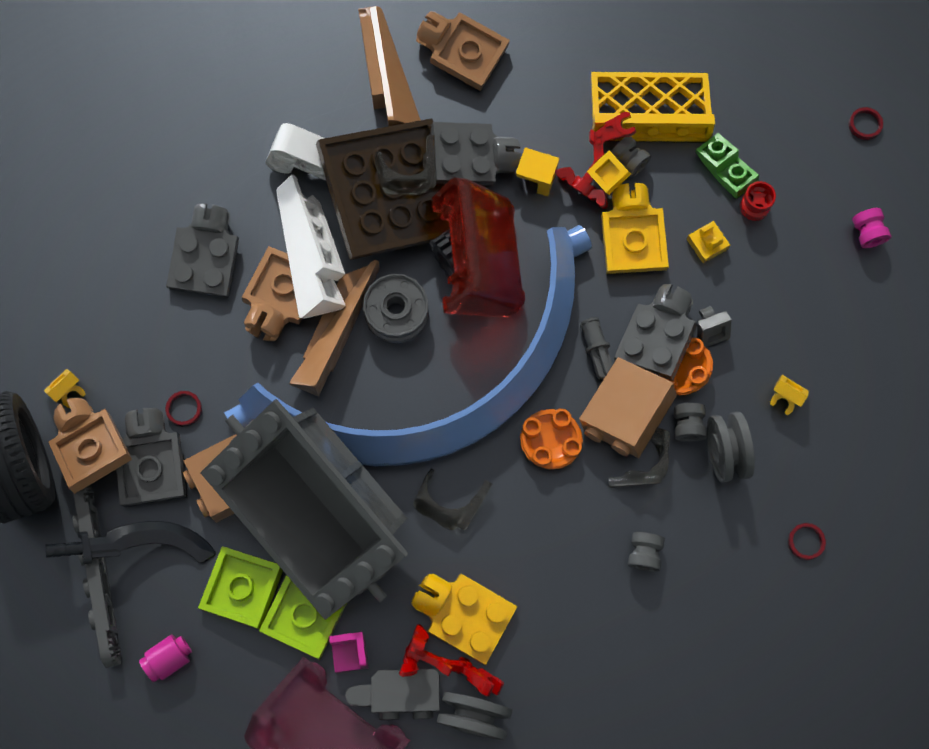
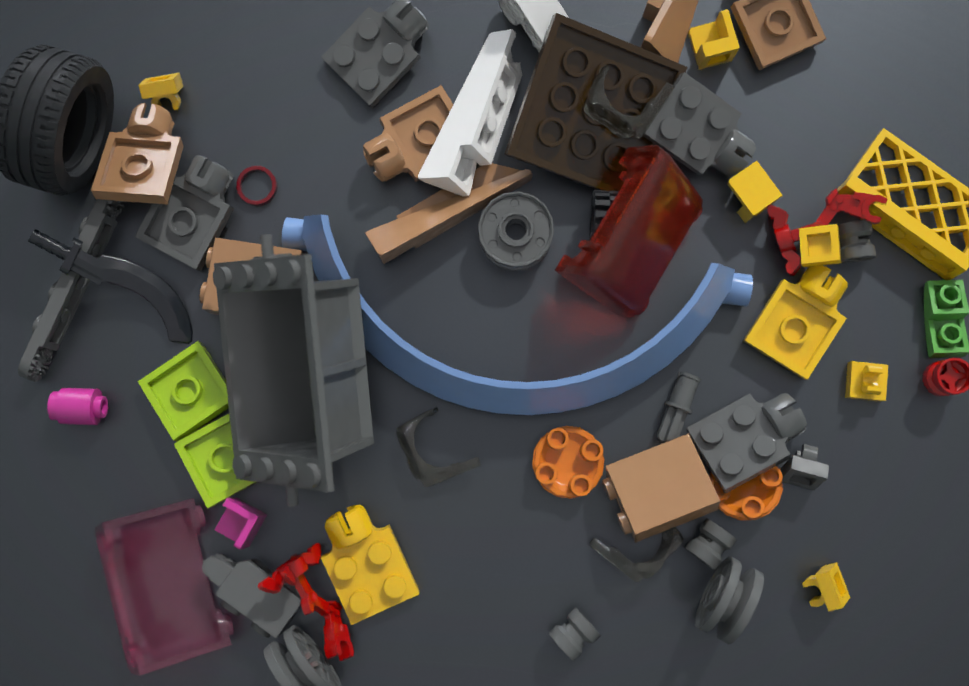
camera: 40 degrees right, 10 degrees up
(436, 91) = (714, 41): none -> yellow panel

